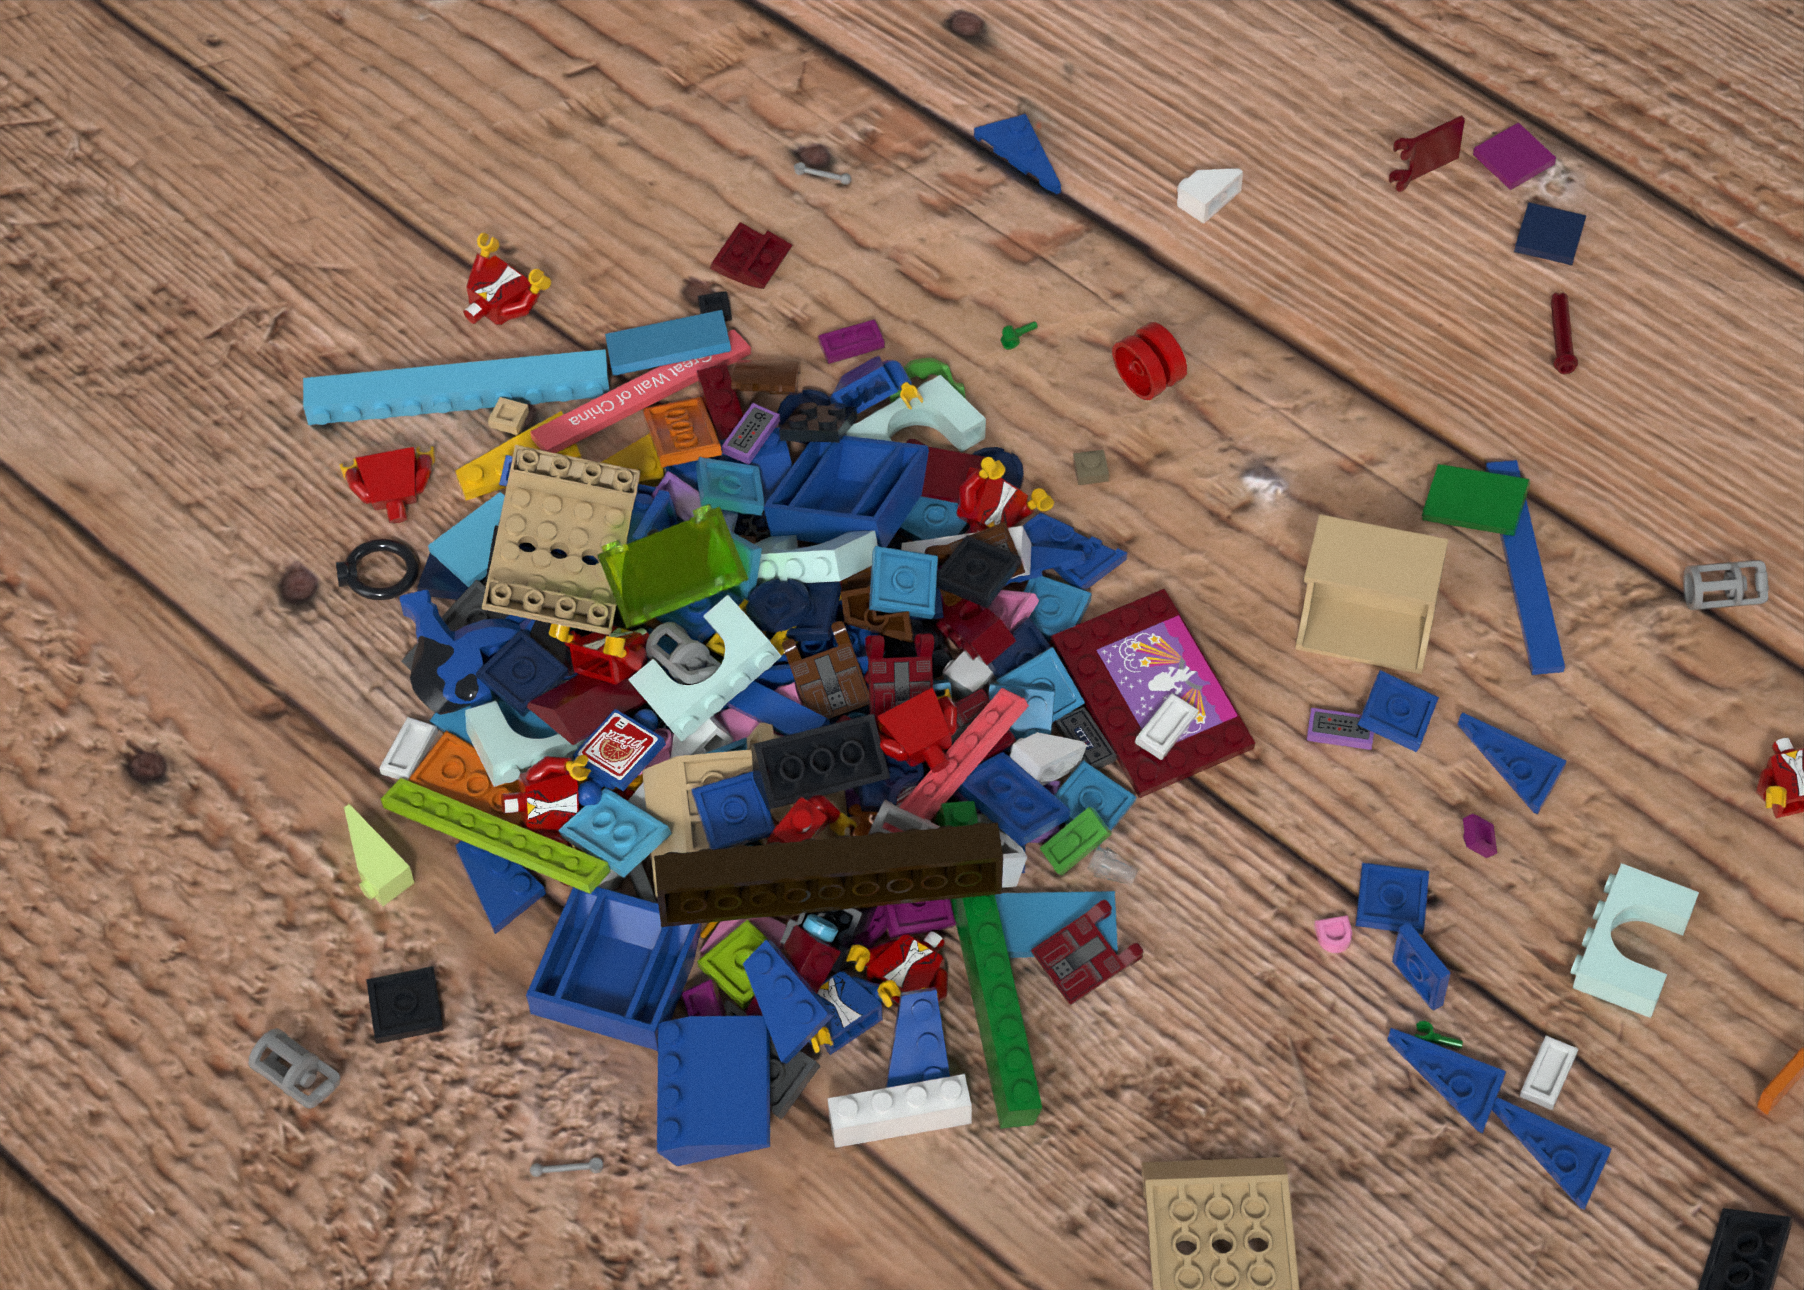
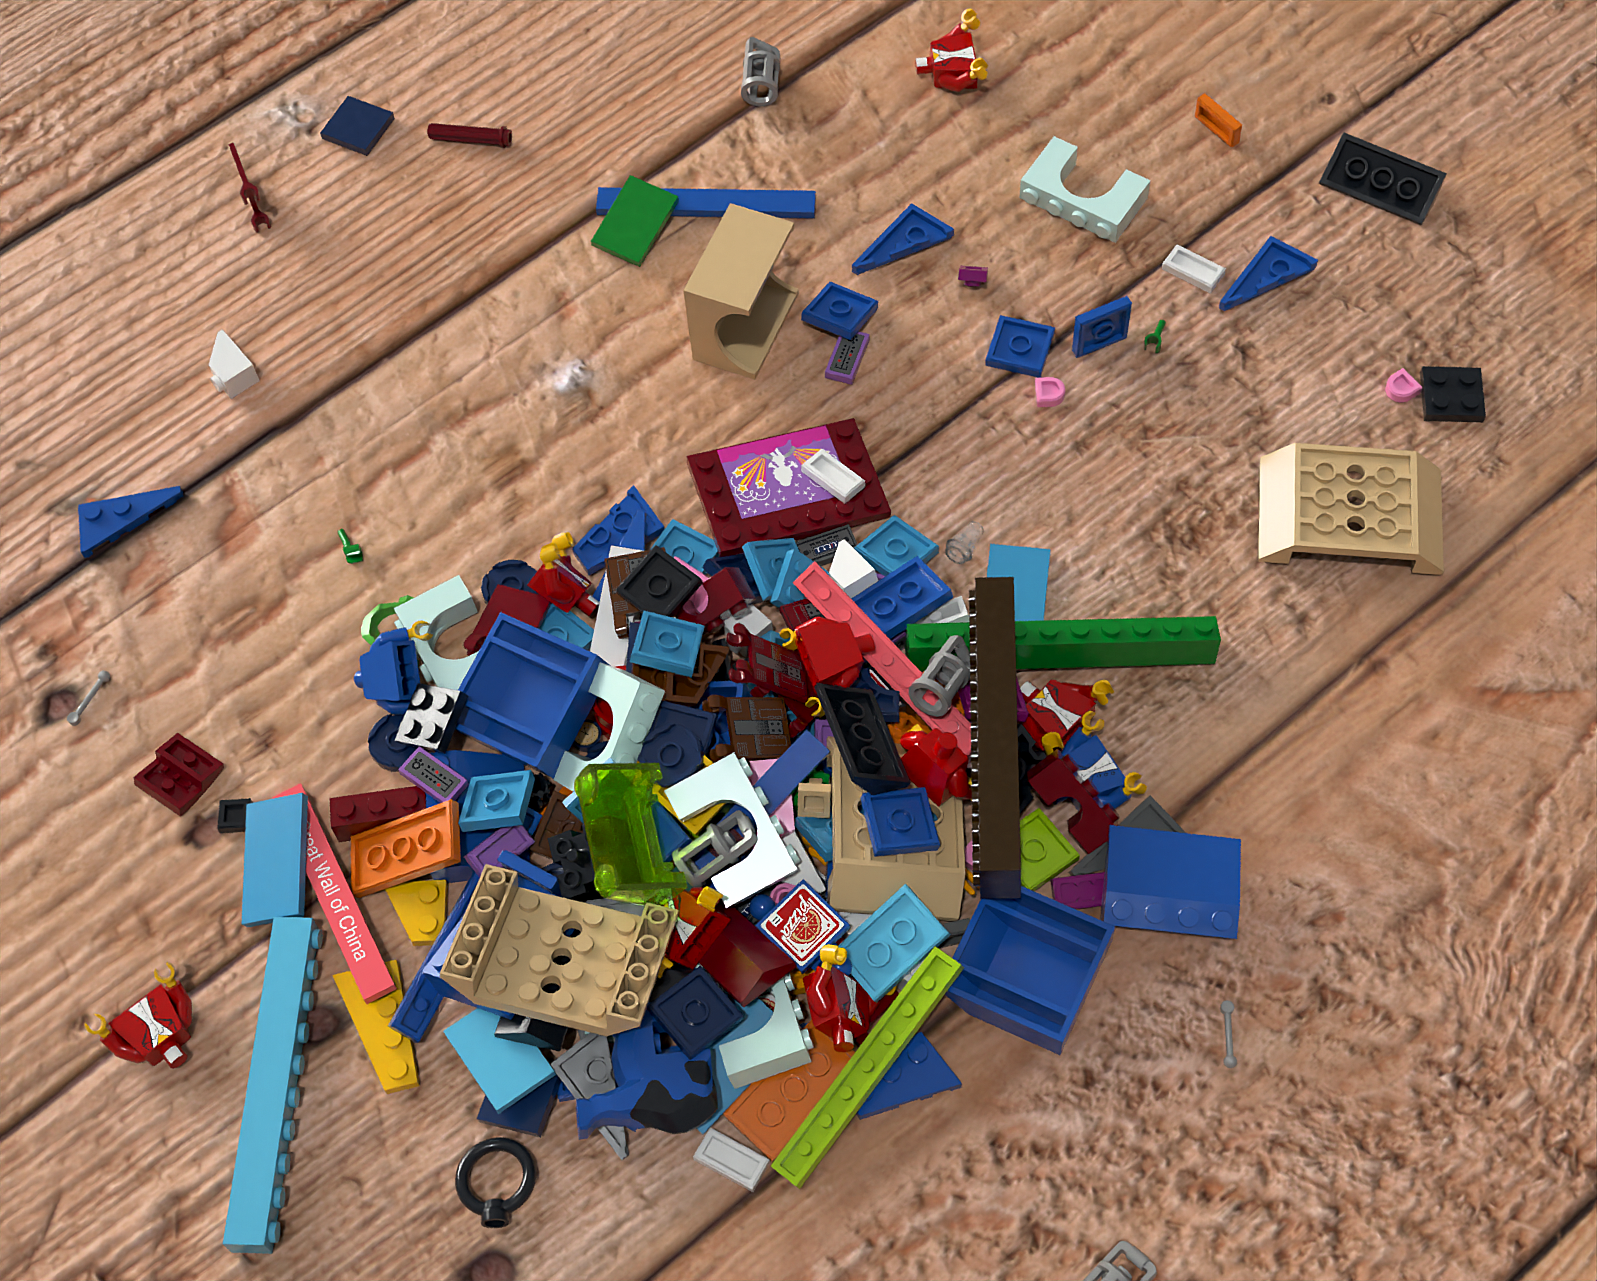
camera: 80 degrees left, 5 degrees up
(379, 866) = (869, 1197): yellowish green slope -> none
(390, 479) = (384, 1157): red torso -> none
(404, 1005) = (1036, 1178): black tile -> none
(508, 416) = (330, 1025): tan tile -> none
(766, 376) = (350, 765): reddish brown slope -> none
(785, 999) = (1103, 800): blue wing -> none
(820, 928) = (1031, 763): medium azure tile -> none
(851, 341) = (319, 690): magenta plate -> none
(900, 1110) = (1199, 736): white brick -> none
(918, 1040) = (1145, 706): blue wing -> none
(1075, 841) = (940, 558): bright green plate -> none
(1080, 956) = (1054, 576): dark red flag -> none
(1091, 467) = (523, 506): dark tan plate -> none
(1149, 360) = (426, 432): red wheel -> none
(1460, 1079) = (1199, 324): blue wing -> none
(1514, 156) = (262, 135): magenta tile -> none

